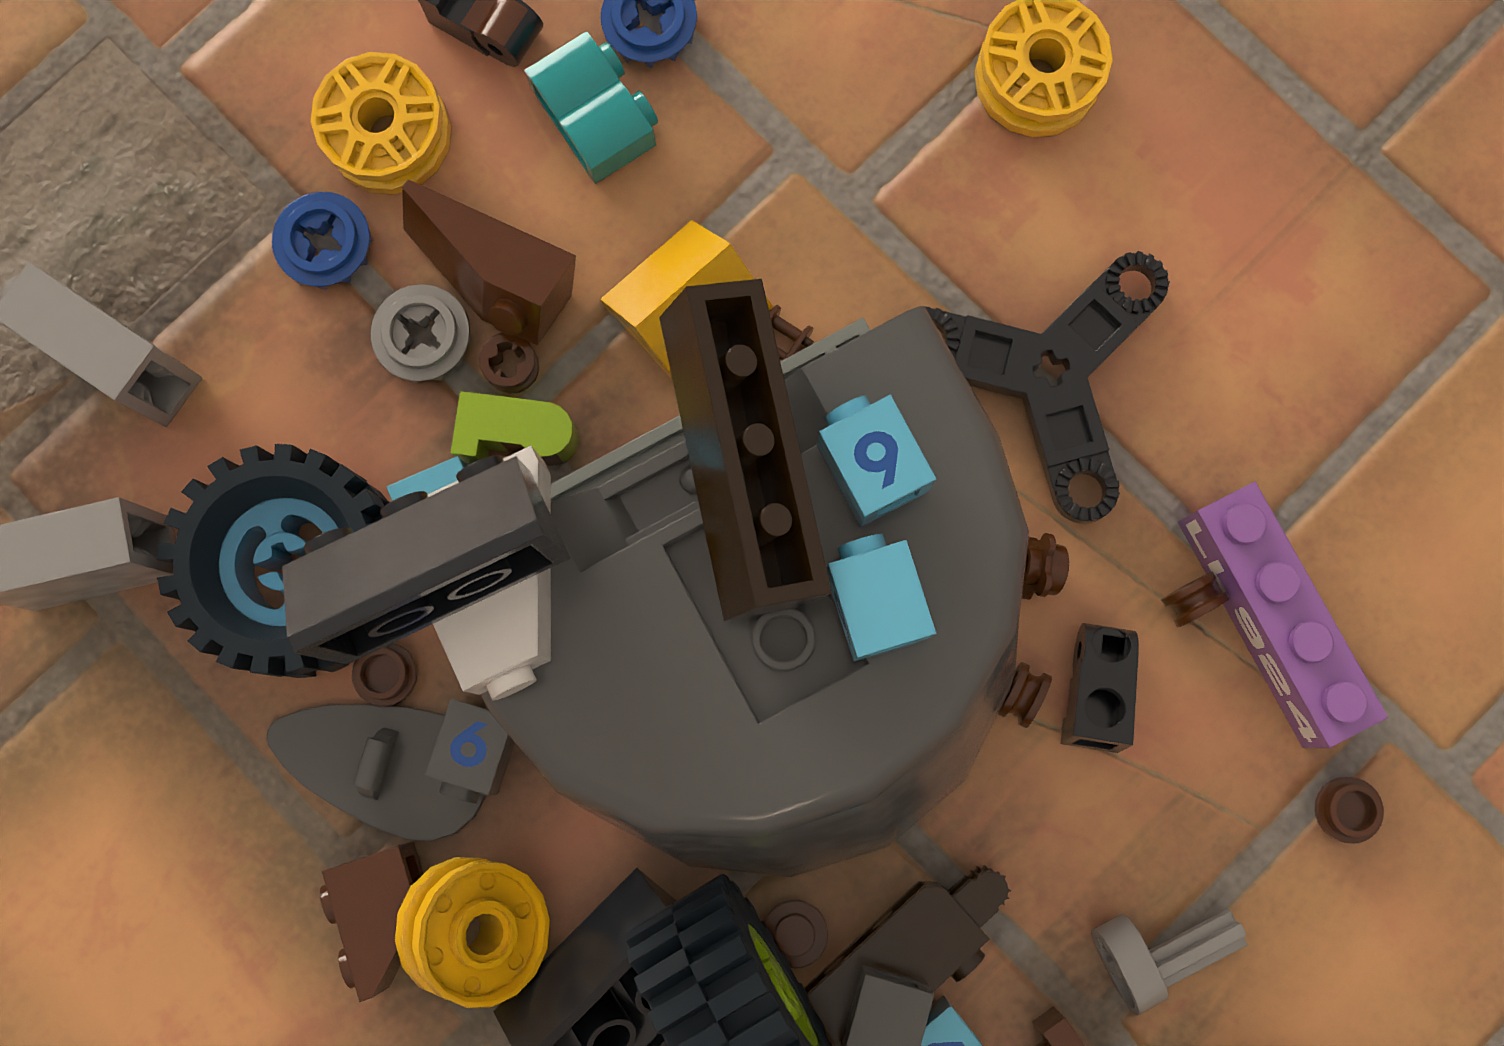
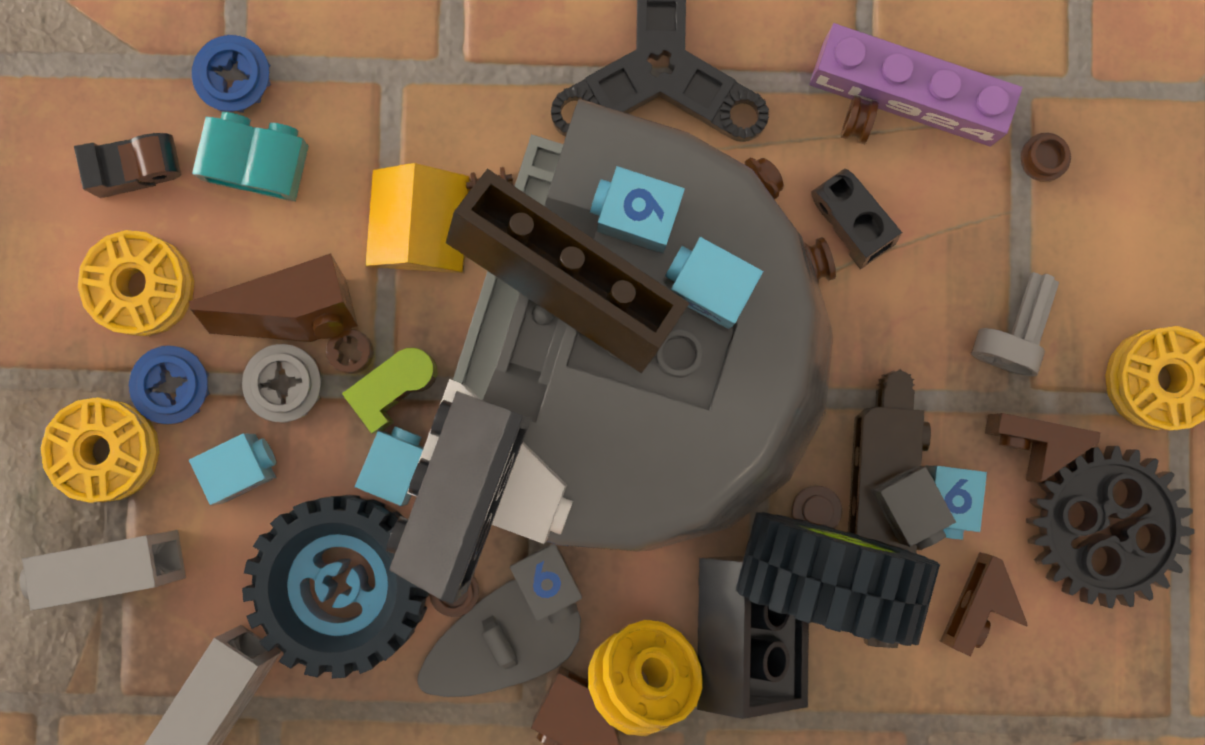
camera: 55 degrees left, 5 degrees up
(174, 218) = (70, 444): none -> yellow wheel
(301, 367) = (234, 468): none -> medium azure brick

